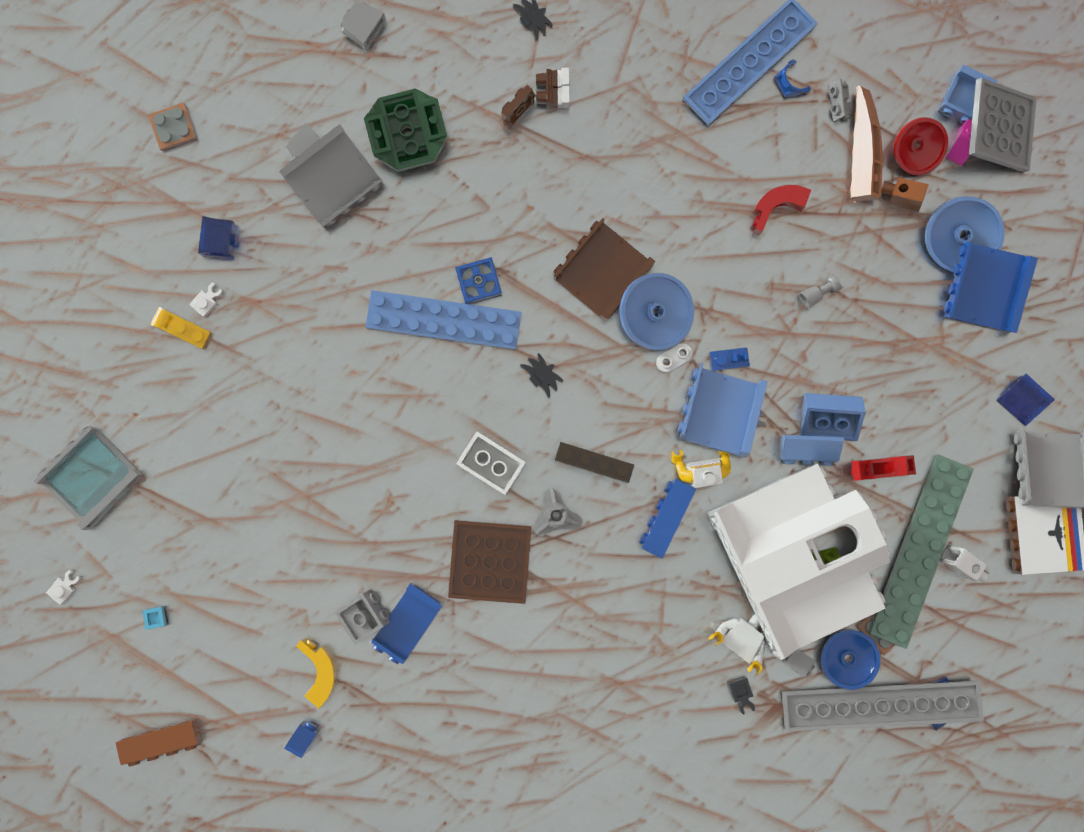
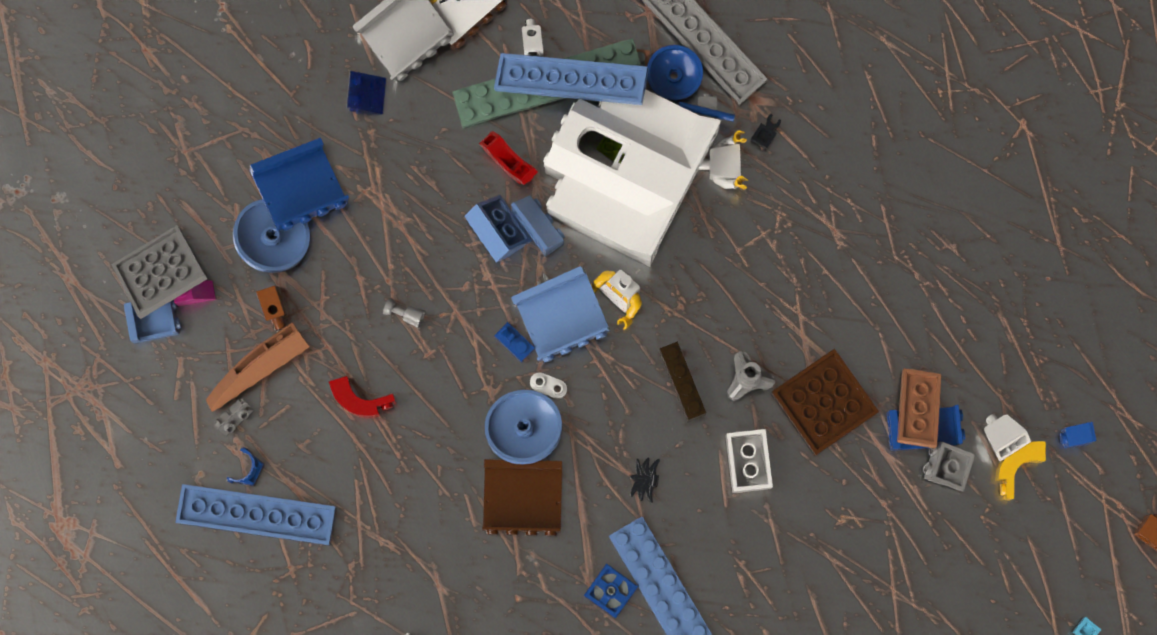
camera: 130 degrees left, 5 degrees down
(349, 680) = (1005, 435): none -> white torso
(424, 631) = (919, 408): none -> nougat plate
(668, 518) = (679, 291): blue brick -> none
(797, 658) = (708, 112): none -> blue bar
(910, 569) = (571, 79): none -> medium blue plate
(930, 146) = (227, 316): red dish -> none

